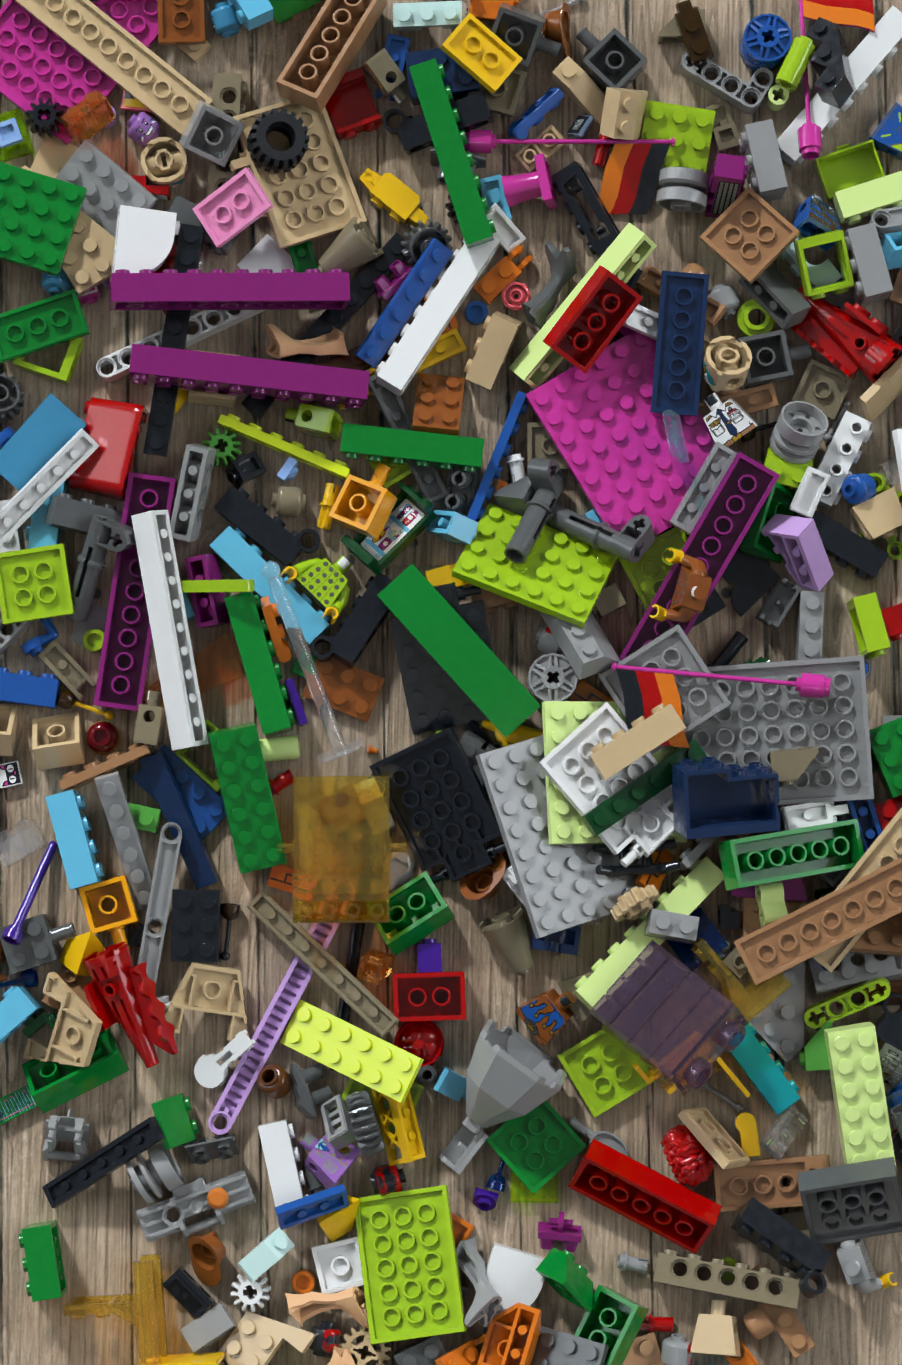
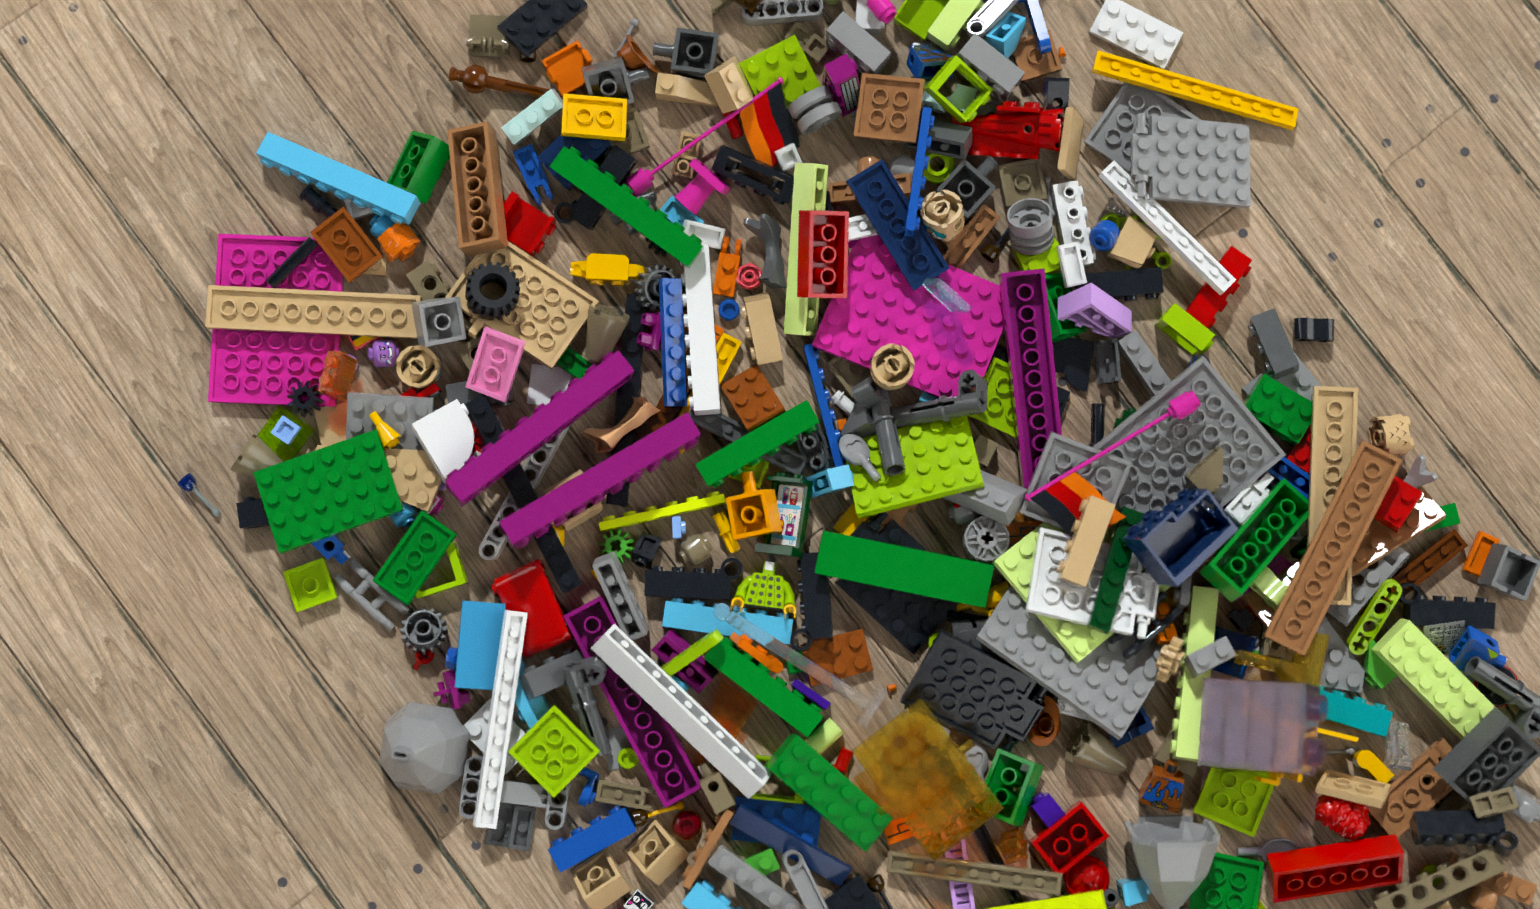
camera: 30 degrees left, 0 degrees up
(92, 201) = (387, 435): none -> yellow cone
(228, 40) = (398, 242): none -> orange hair
(316, 421) = (679, 474): lime torso -> none
(383, 66) = (527, 181): dark tan torso -> none
(494, 518) = (857, 453): none -> light grey piece
(535, 113) = (664, 132): blue plate -> none
(580, 127) = (704, 118): slope -> none
(580, 464) = (892, 367): none -> tan brick
(629, 214) = (788, 157): none -> white tile
(690, 589) = (1042, 400): dark orange torso -> none
(703, 488) = (992, 318): light grey plate -> none
(726, 316) = (918, 180): none -> blue plate
(727, 420) = (973, 256): torso -> none
(829, 1242) = (1493, 802): none -> dark tan slope

